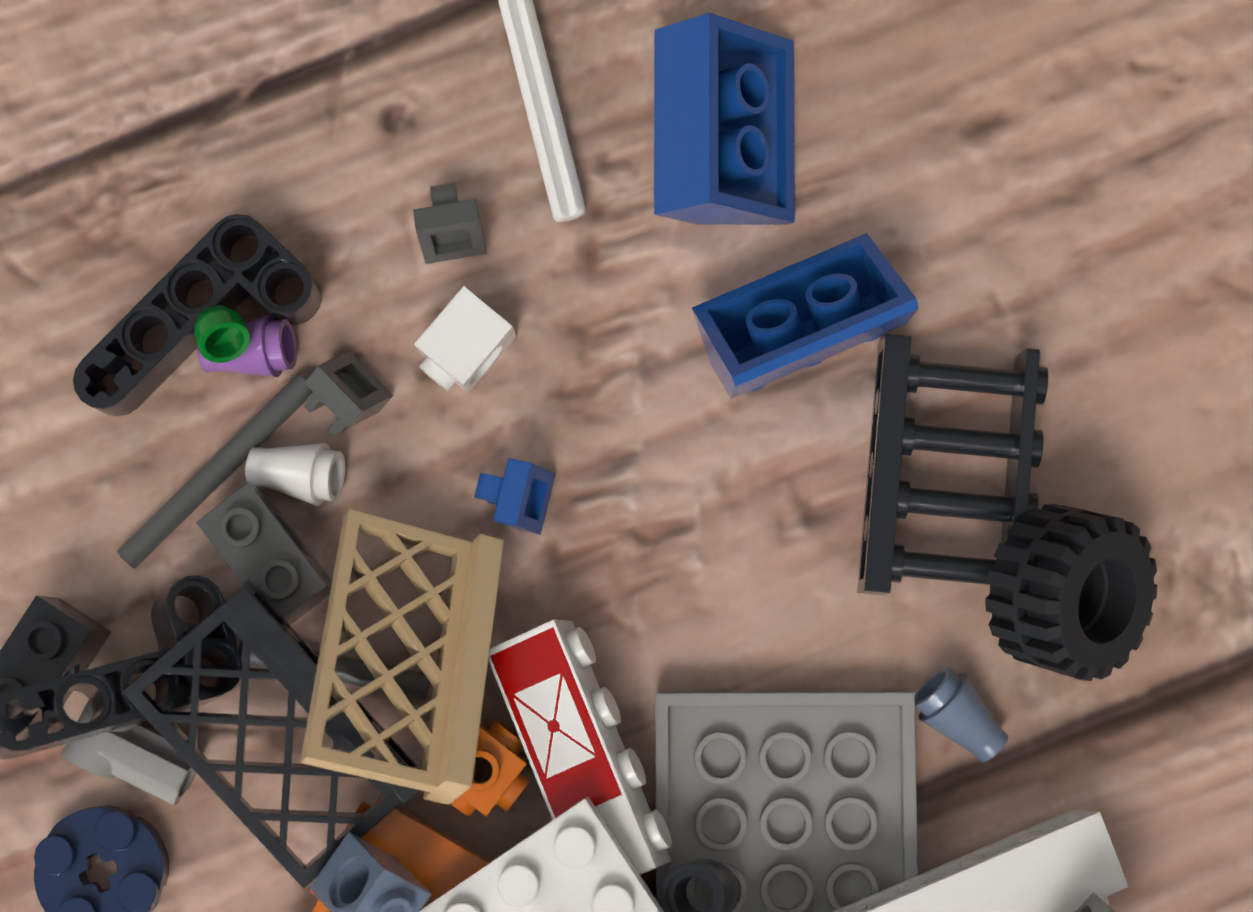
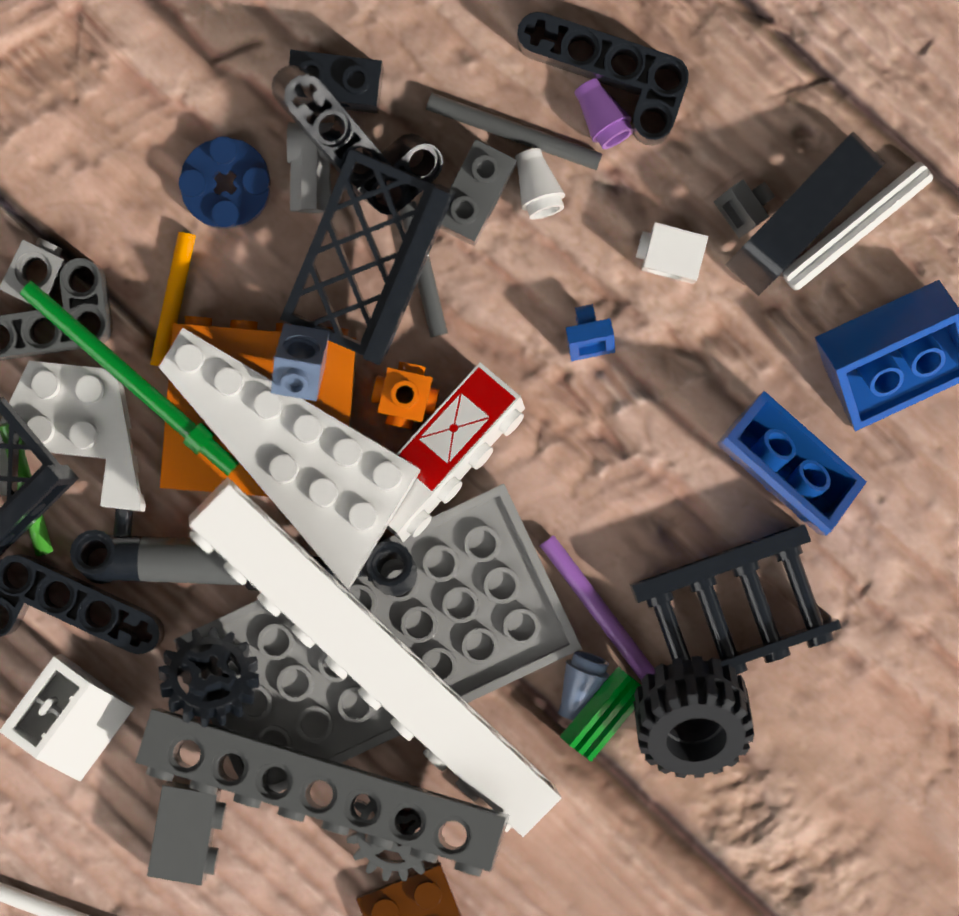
camera: 65 degrees right, 5 degrees up
(226, 334) = (603, 95): green hinge -> none
(347, 391) = (605, 191): dark grey tile -> none
(456, 678) = (456, 351): tan fence -> none
(495, 156) = (805, 214): none -> black beam
(871, 647) = (597, 607): none -> medium lavender bar
(1011, 706) = (602, 715): none -> green tile

